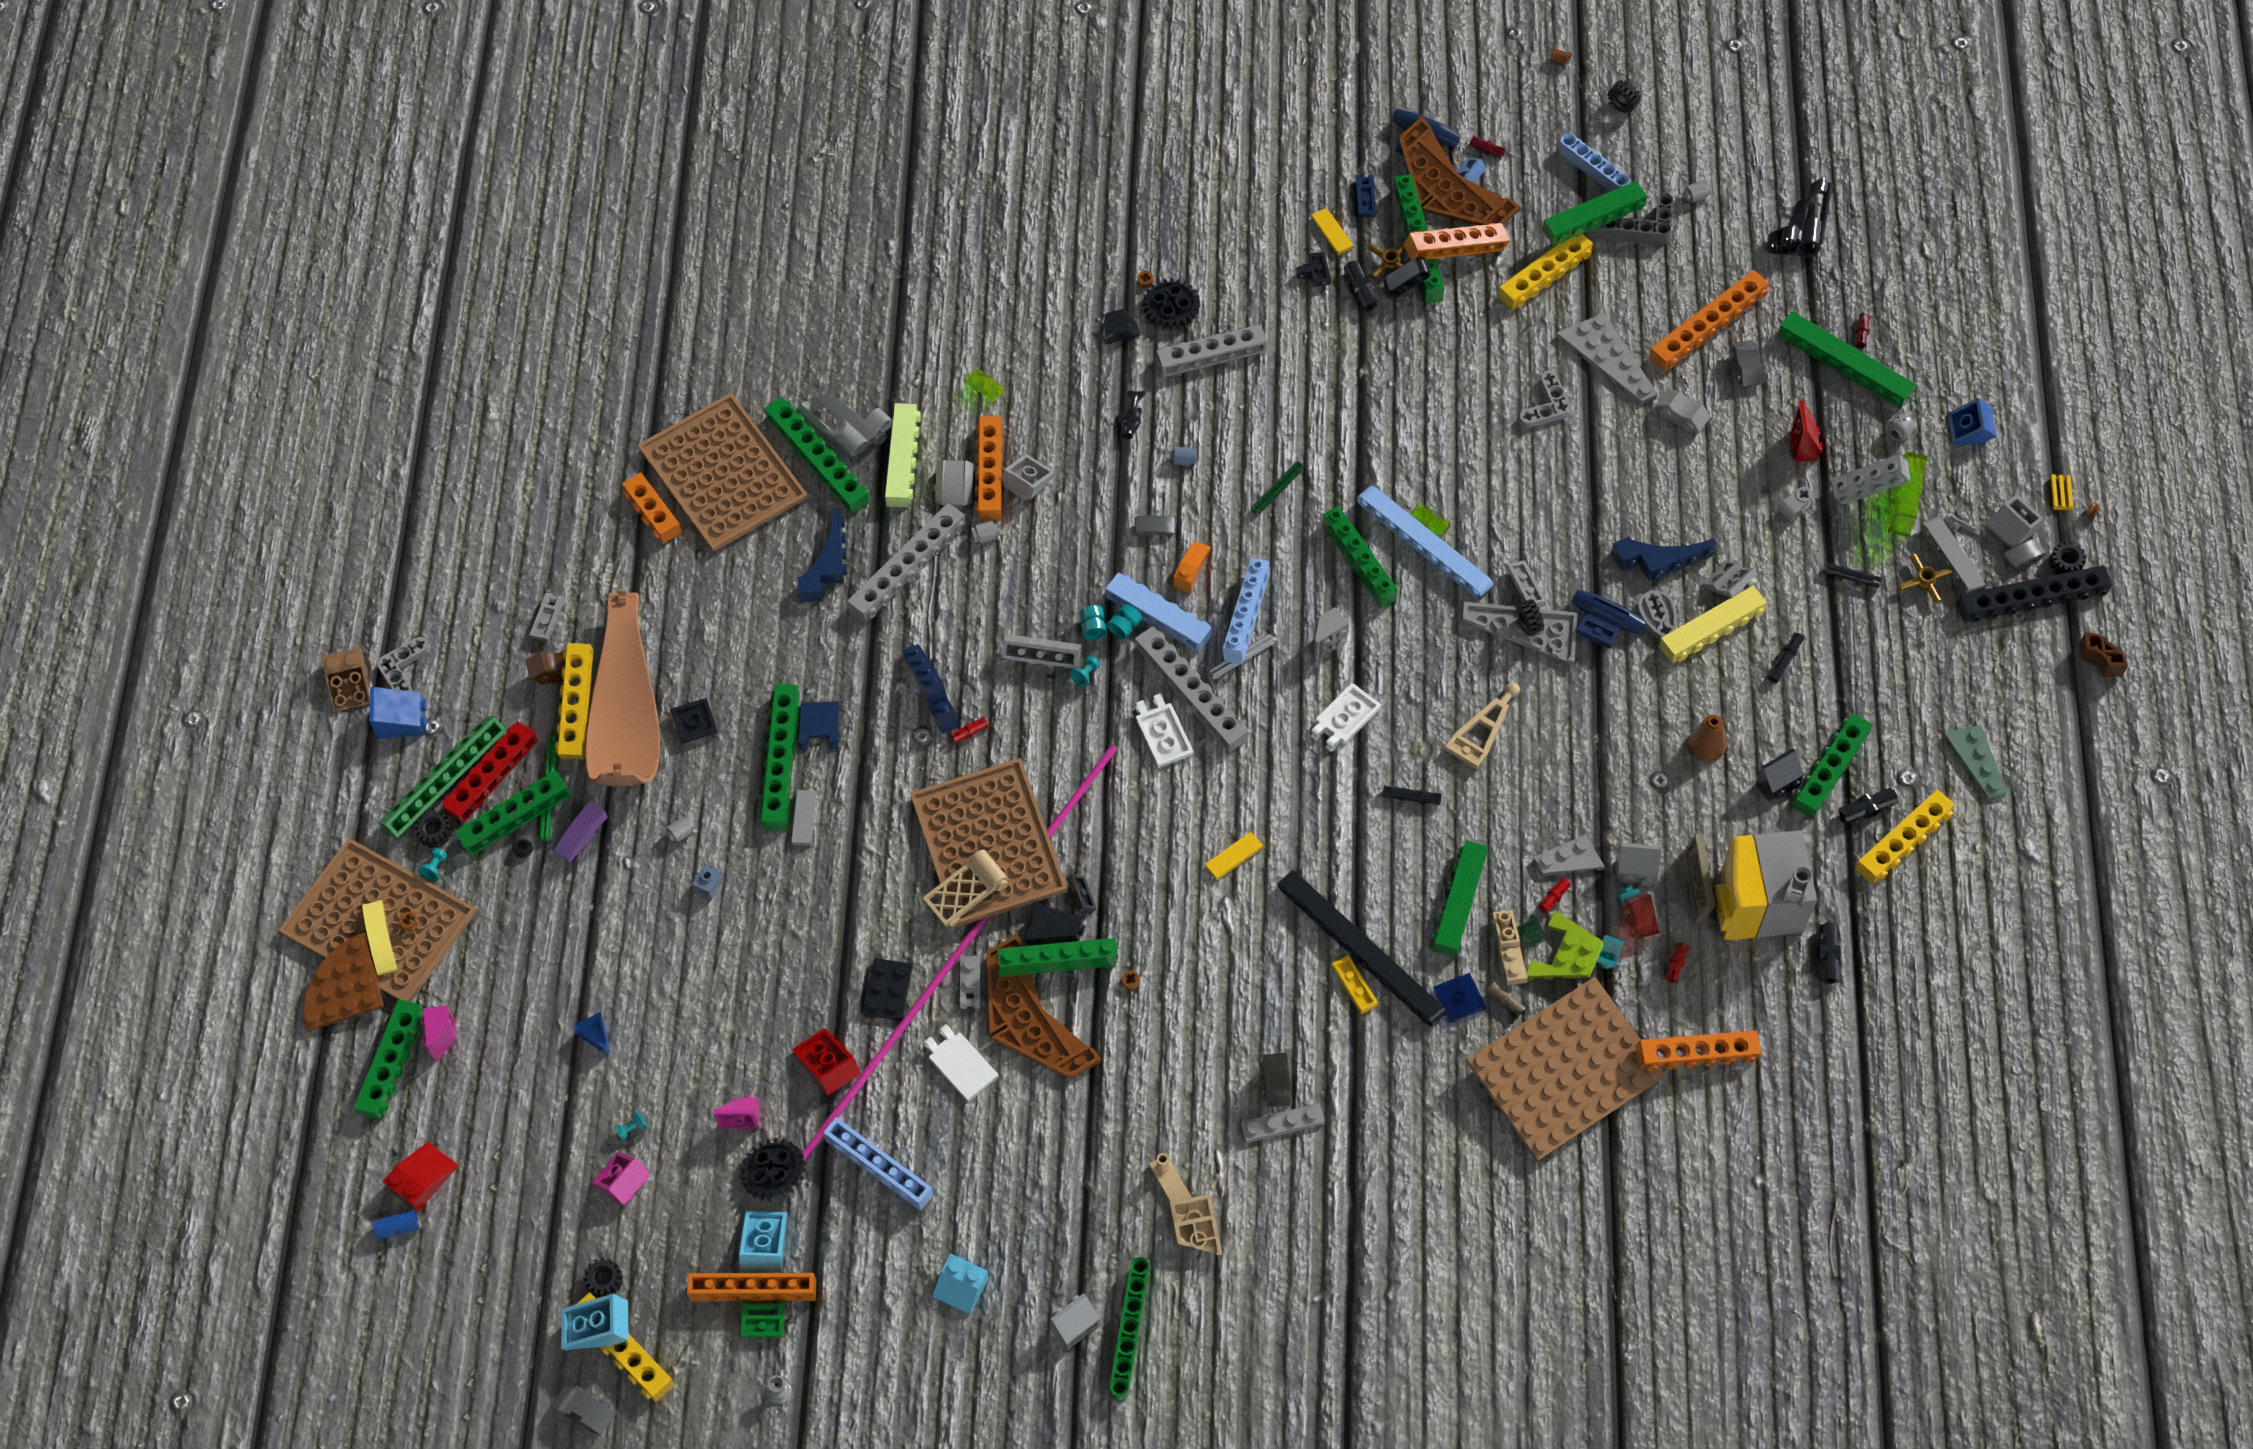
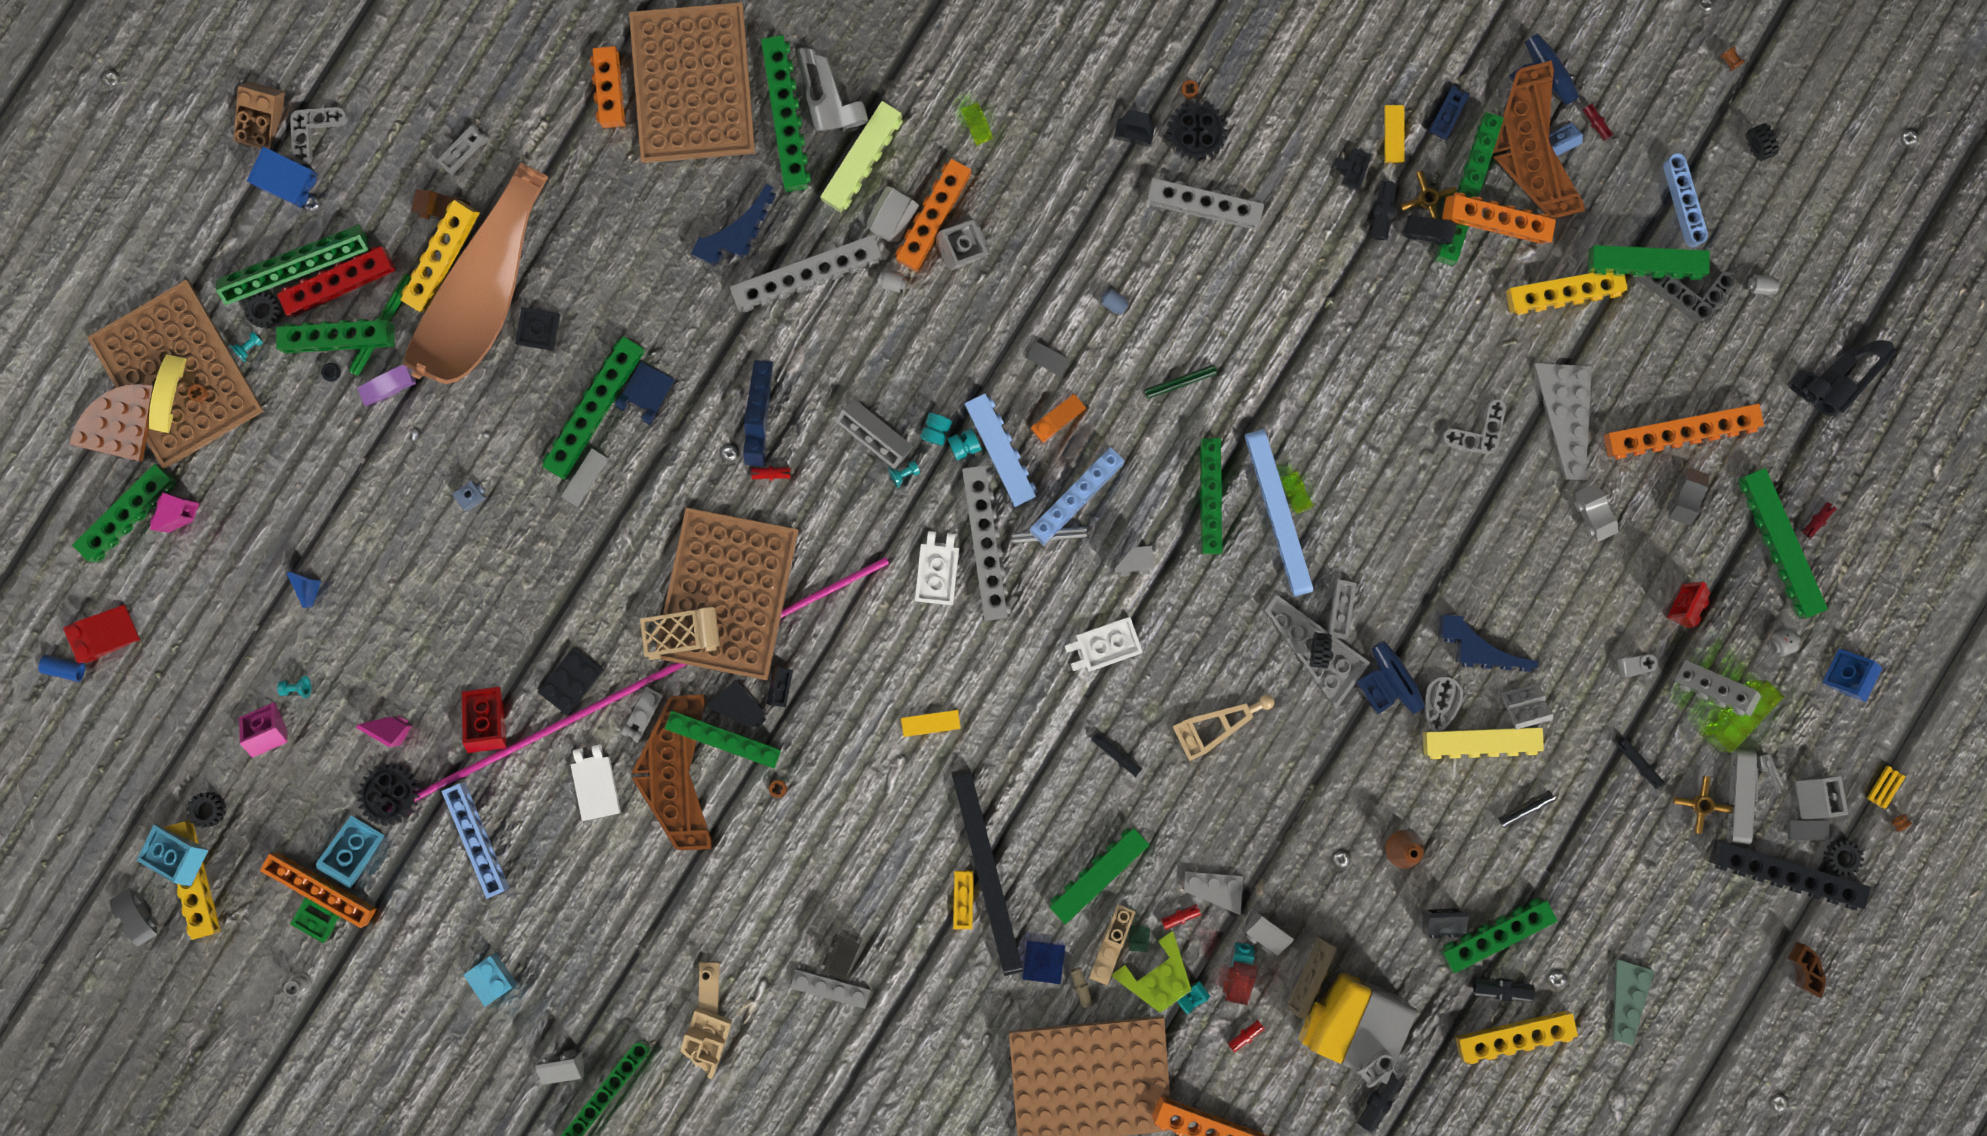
camera: 30 degrees right, 25 degrees up
(679, 829) = (471, 430): light grey brick -> none
(1131, 419) = (1090, 233): black animal -> none

